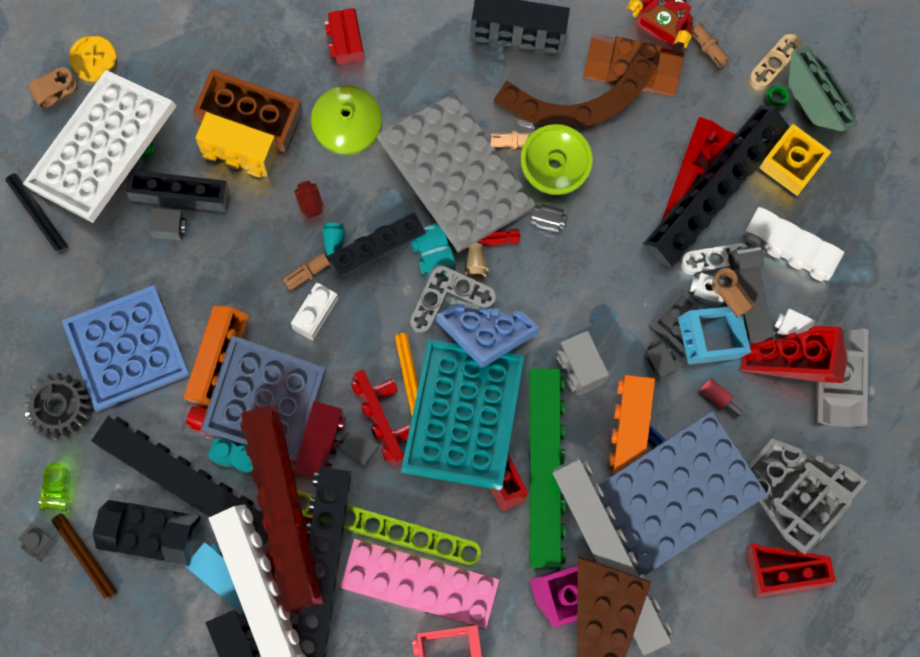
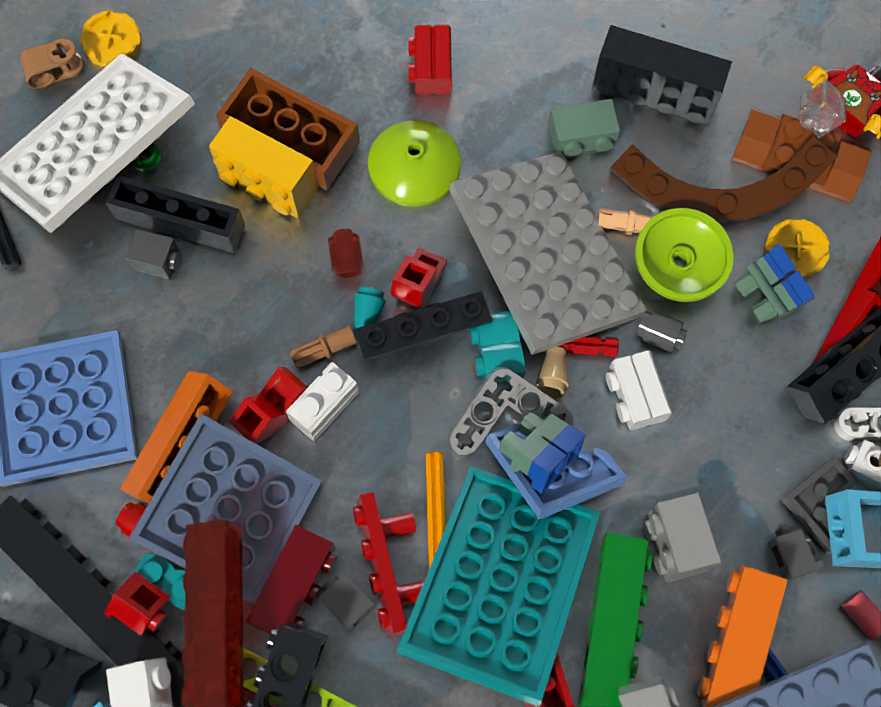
camera: 15 degrees right, 5 degrees down
(218, 473) = (138, 604): none -> red brick
(277, 323) = (265, 412): none -> red brick
(366, 208) = (417, 277): none -> red brick
(469, 72) = (584, 127): none -> sand green brick
(479, 319) = (545, 451): none -> hips
(538, 265) = (638, 390): none -> white brick
(617, 164) = (766, 274): none -> hips
(639, 139) = (803, 243): none -> yellow tile
(642, 31) = (822, 109): none -> clear brick

